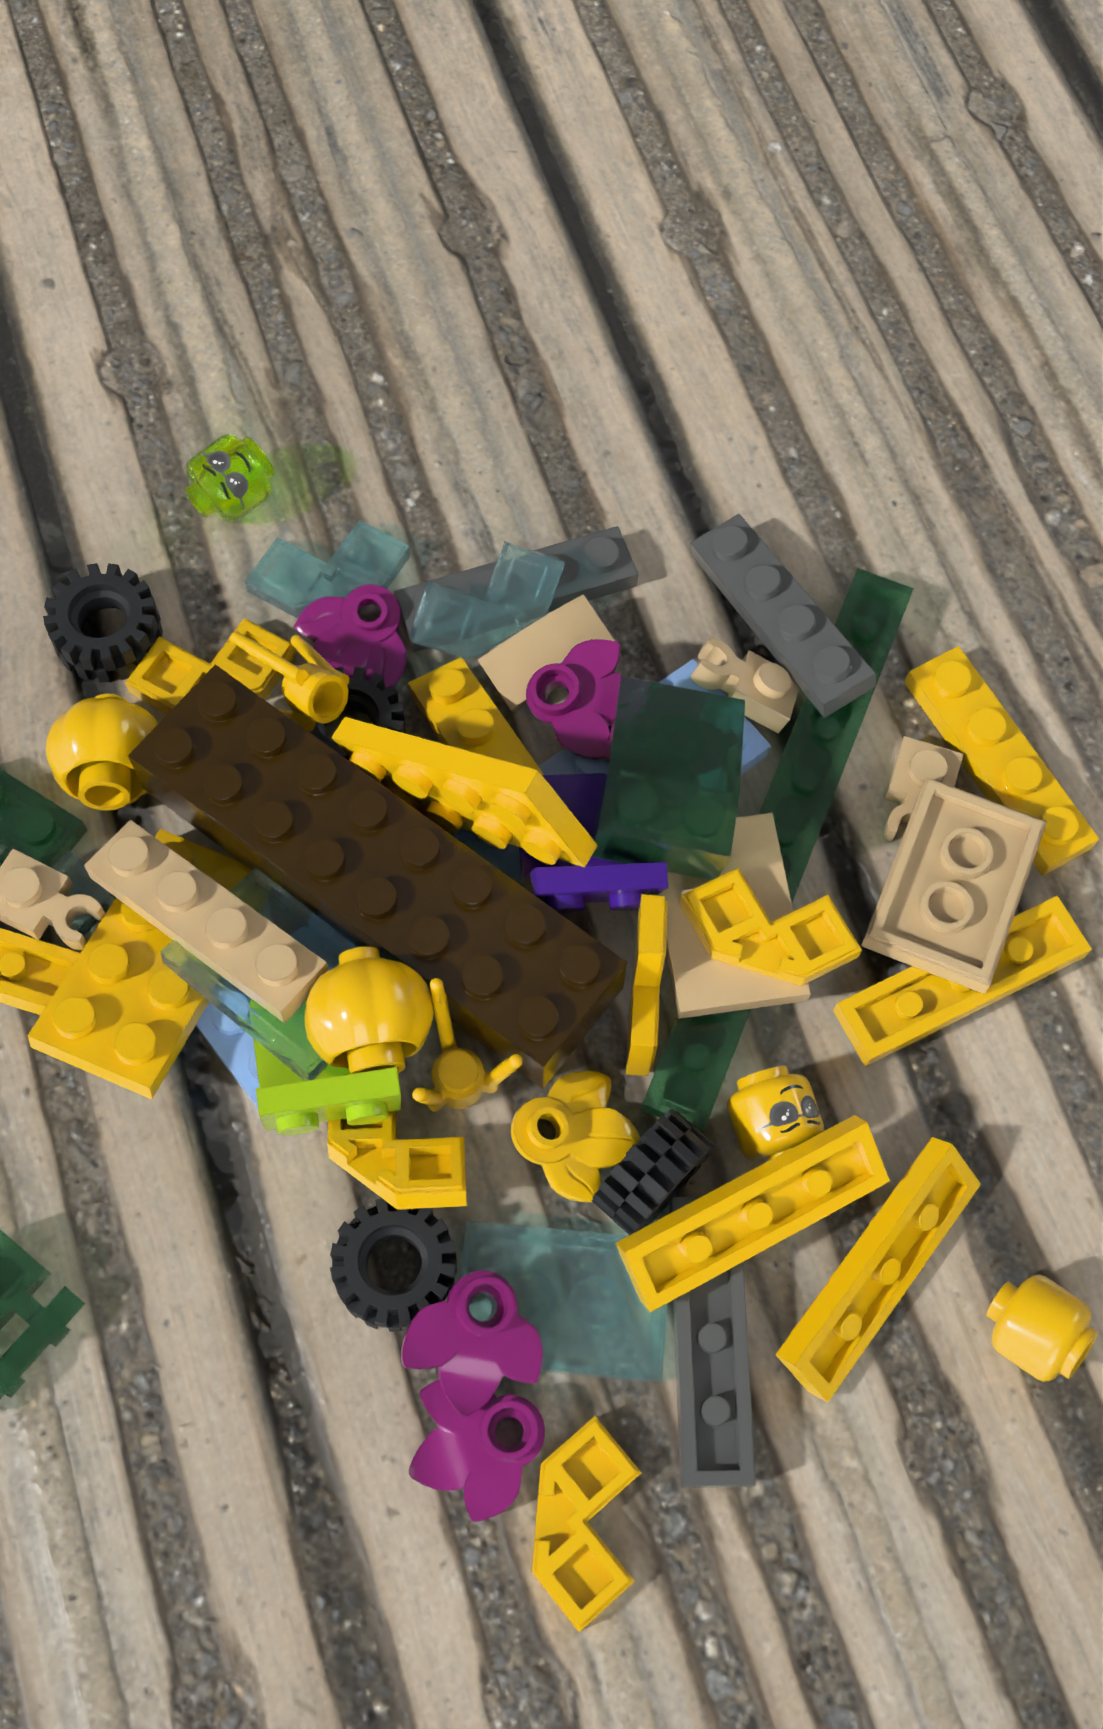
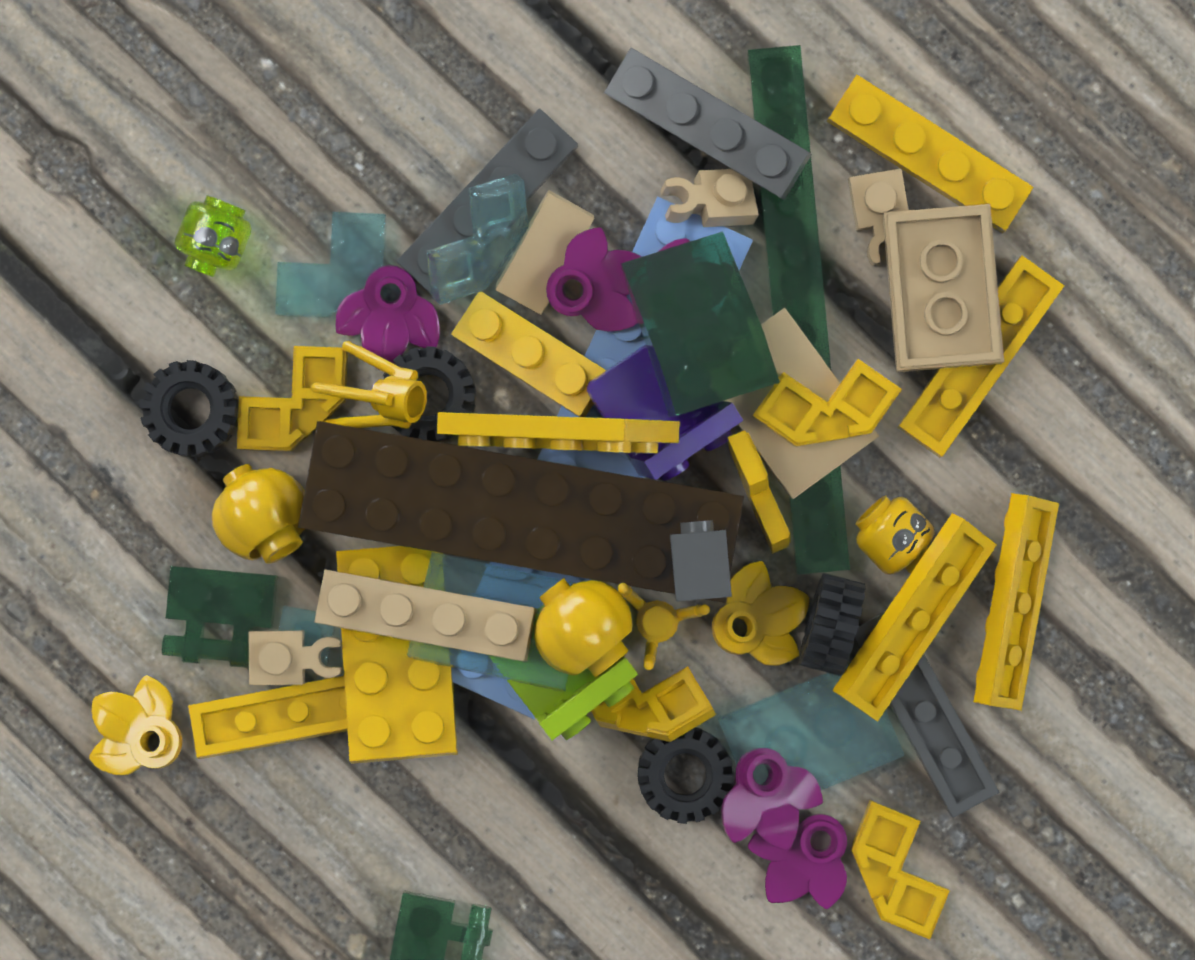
camera: 25 degrees left, 20 degrees up
(537, 993) = (700, 562): none -> dark grey brick
(1041, 1328) = (1143, 587): yellow head -> none

